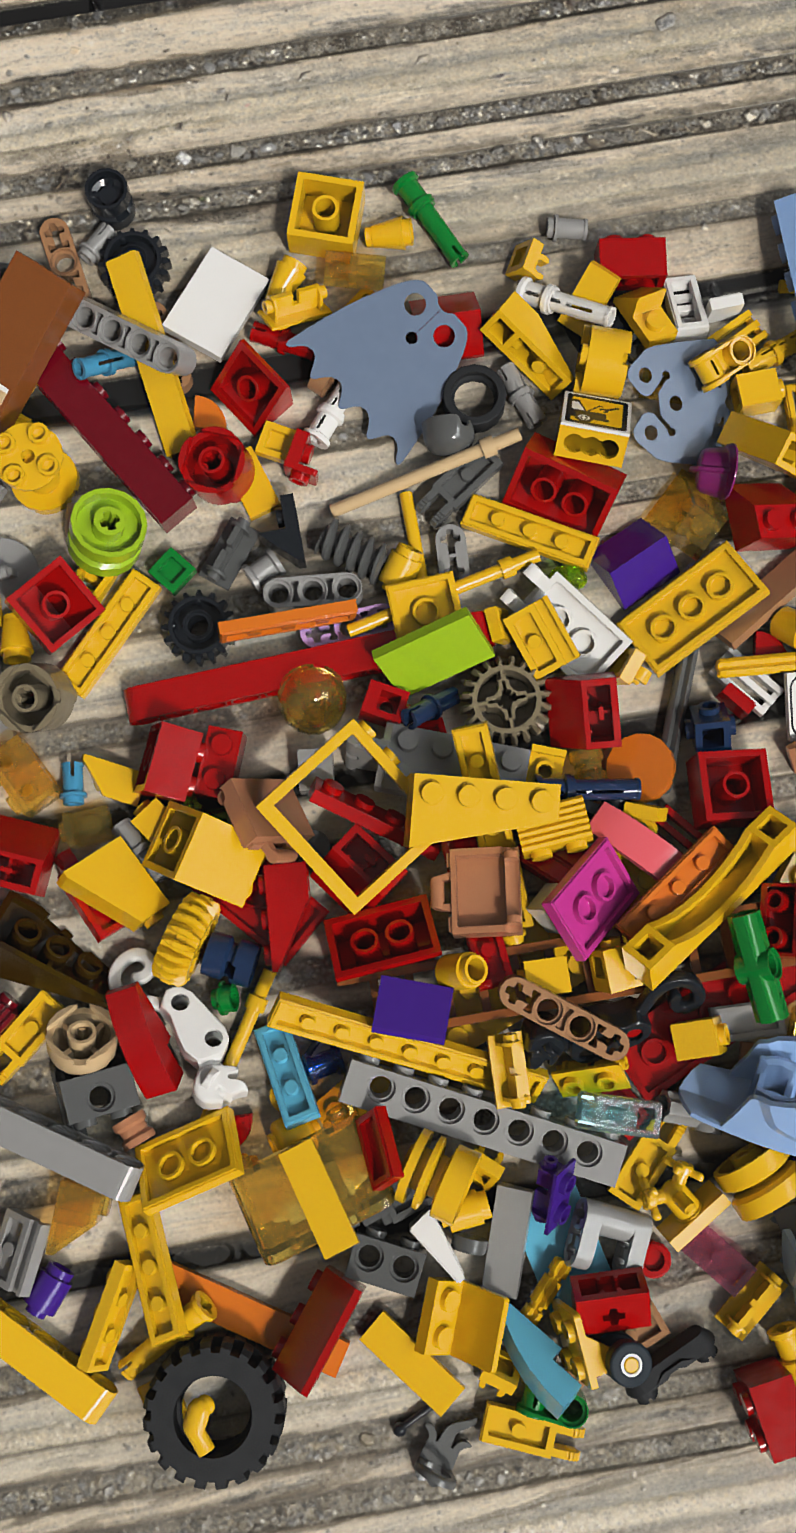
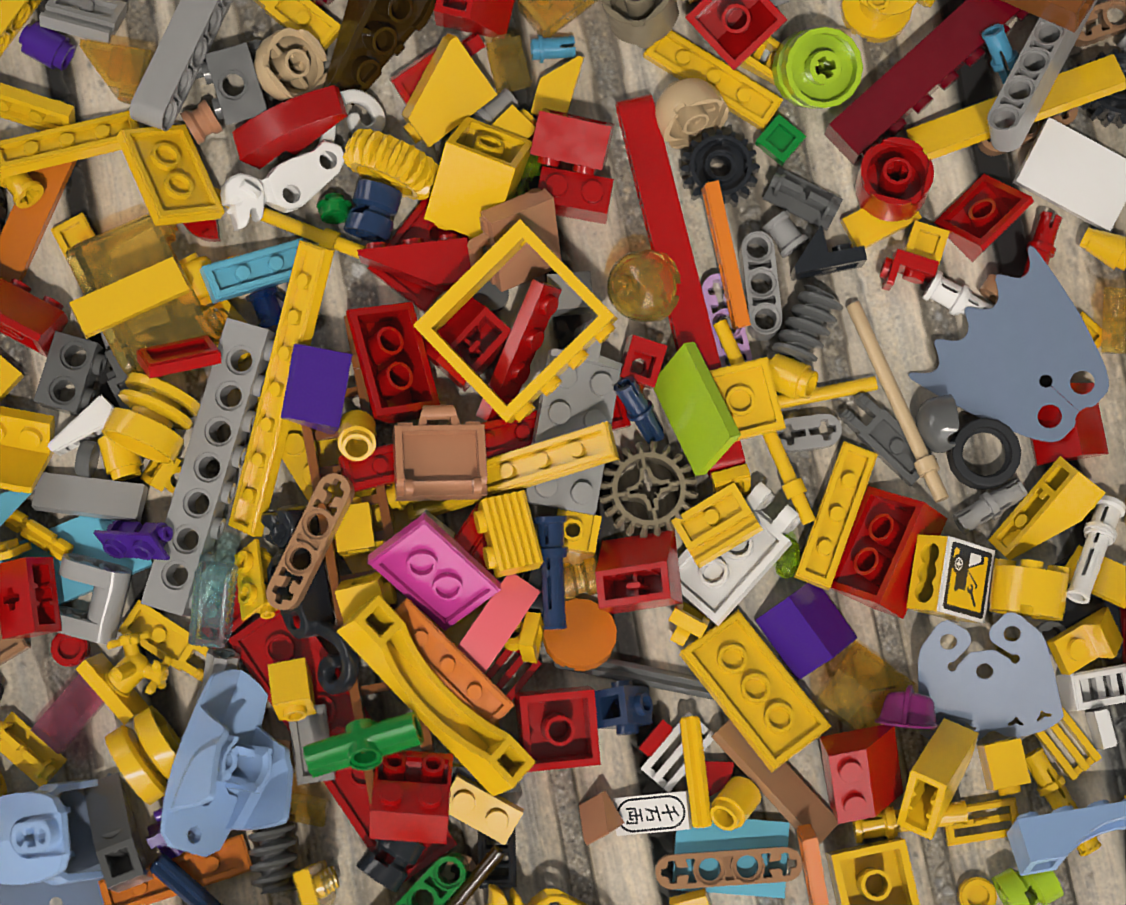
camera: 85 degrees right, 0 degrees up
(141, 655) = (688, 110): none -> tan cylinder
(207, 414) = (953, 172): orange tile -> none
(244, 1259) = (72, 232): none -> yellow tile
(281, 311) = (1070, 247): yellow hinge -> none
(464, 807) = (524, 439): yellow wedge -> none
(508, 1070) = (258, 491): yellow hinge -> none
(719, 363) = (1031, 715): yellow piece -> none

